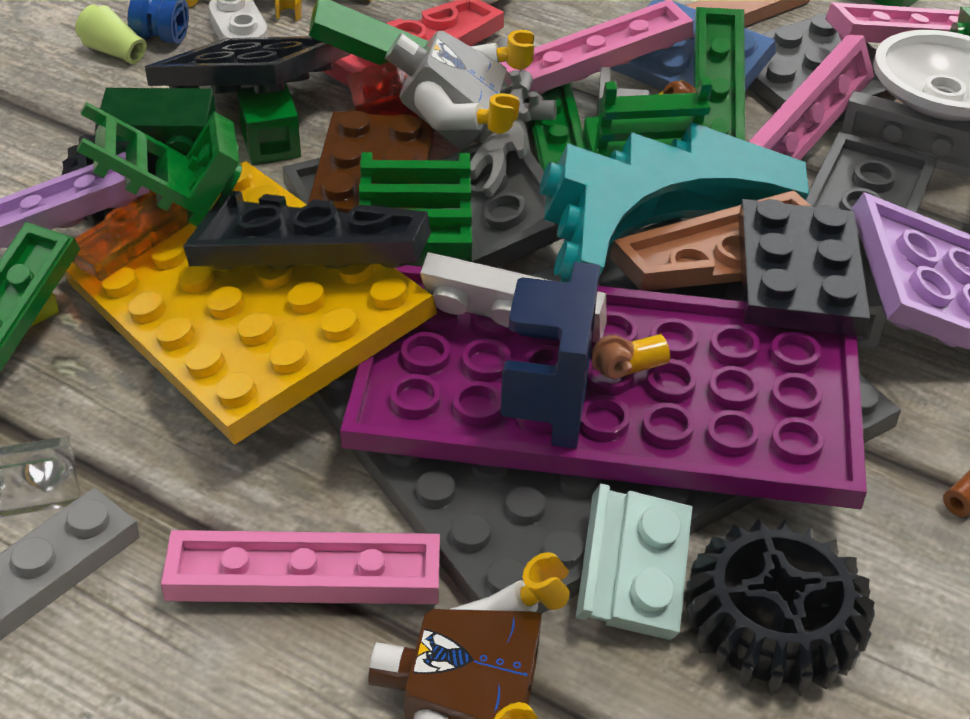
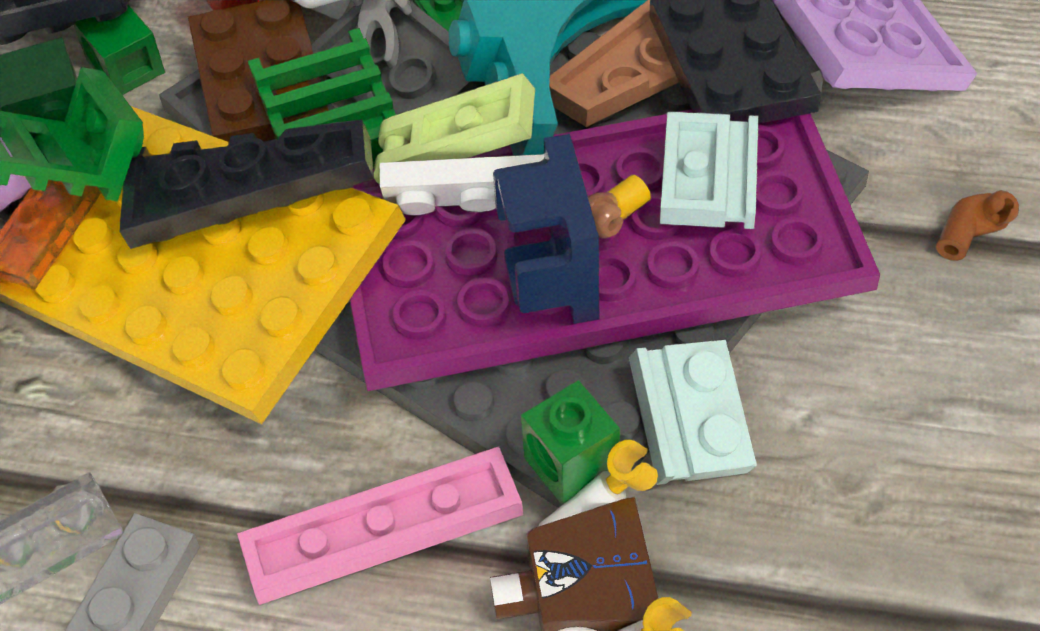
camera: 15 degrees left, 10 degrees up
(498, 539) = (568, 440): none -> green brick
(521, 243) = (460, 124): none -> yellowish green plate
(733, 351) = (709, 170): none -> light aqua plate
(783, 592) = (830, 429): black gear -> none

